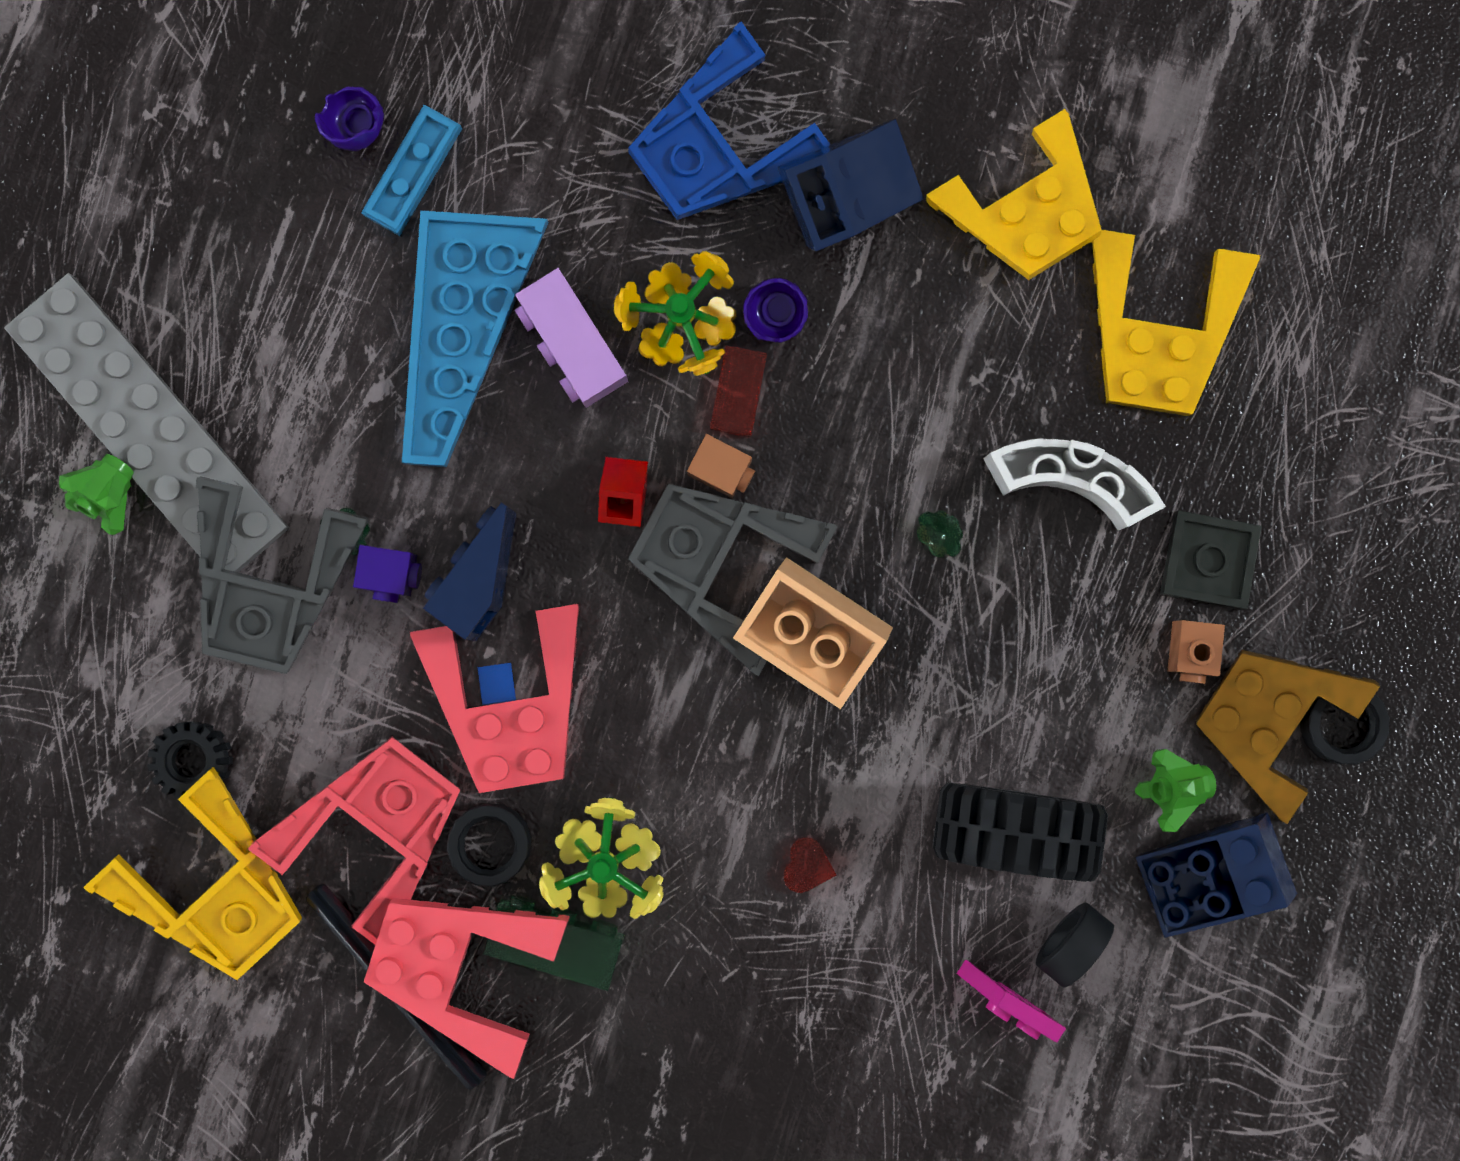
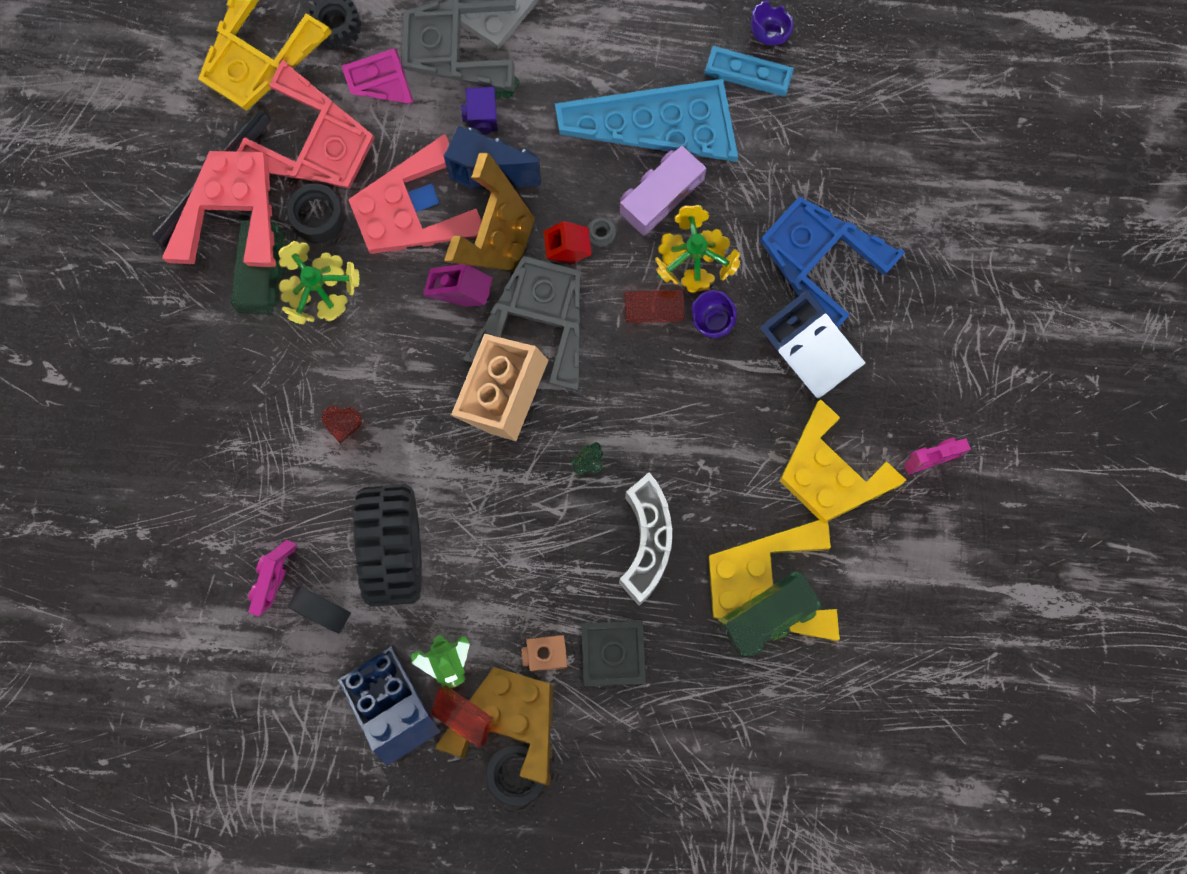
camera: 75 degrees right, 10 degrees down
(297, 711) = (379, 77): none -> dark pink wing
(586, 579) = (503, 226): none -> pearl gold wing
(611, 427) = (601, 224): none -> dark grey plate
(647, 661) = (458, 285): none -> magenta slope
(721, 467) = (599, 303): nougat brick -> none
(1042, 44) = (927, 458): none -> dark pink wing
(1213, 337) = (770, 614): none -> clear green brick
(1259, 779) = (462, 716): none -> clear red tile

